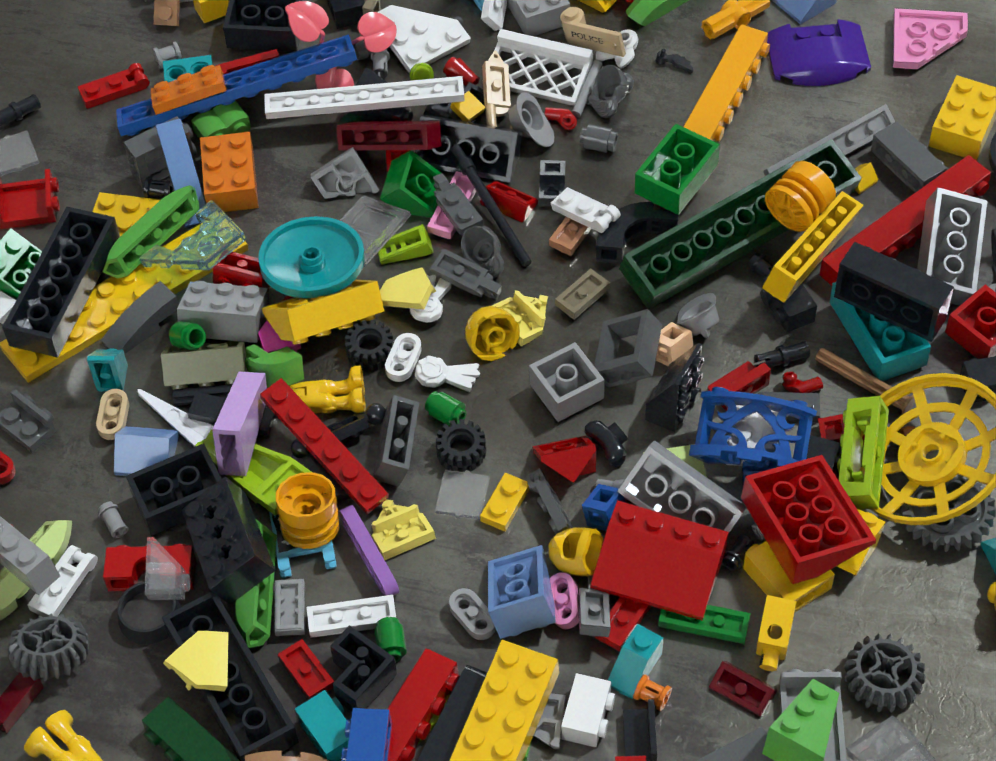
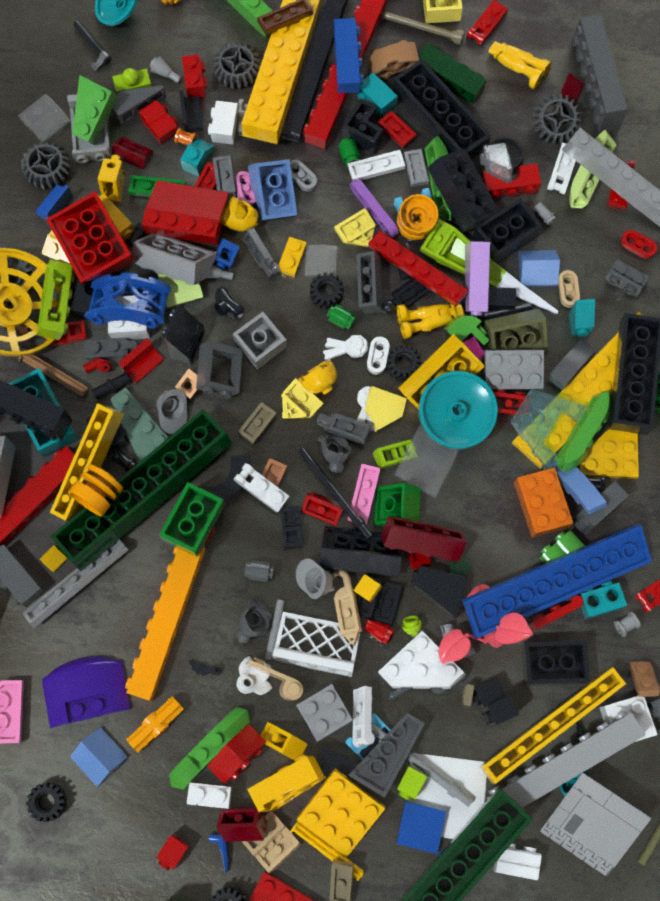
camera: 170 degrees right, 20 degrees up
(187, 89) = (595, 567): orange plate -> none
(187, 335) = (531, 335): green brick -> none
(202, 661) = (457, 104): light yellow slope -> none
(344, 176) = (454, 511): light grey slope -> none
(364, 97) = (450, 574): white plate -> none
(455, 205) = (360, 484): dark grey hinge -> none
(563, 116) = (289, 595): red arm -> none
(569, 456) = (255, 287): red slope -> none
(696, 724) = (158, 121): none -> red brick
(743, 306) = (138, 425): none -> sand green wing
(869, 613) = (55, 201): none -> blue panel

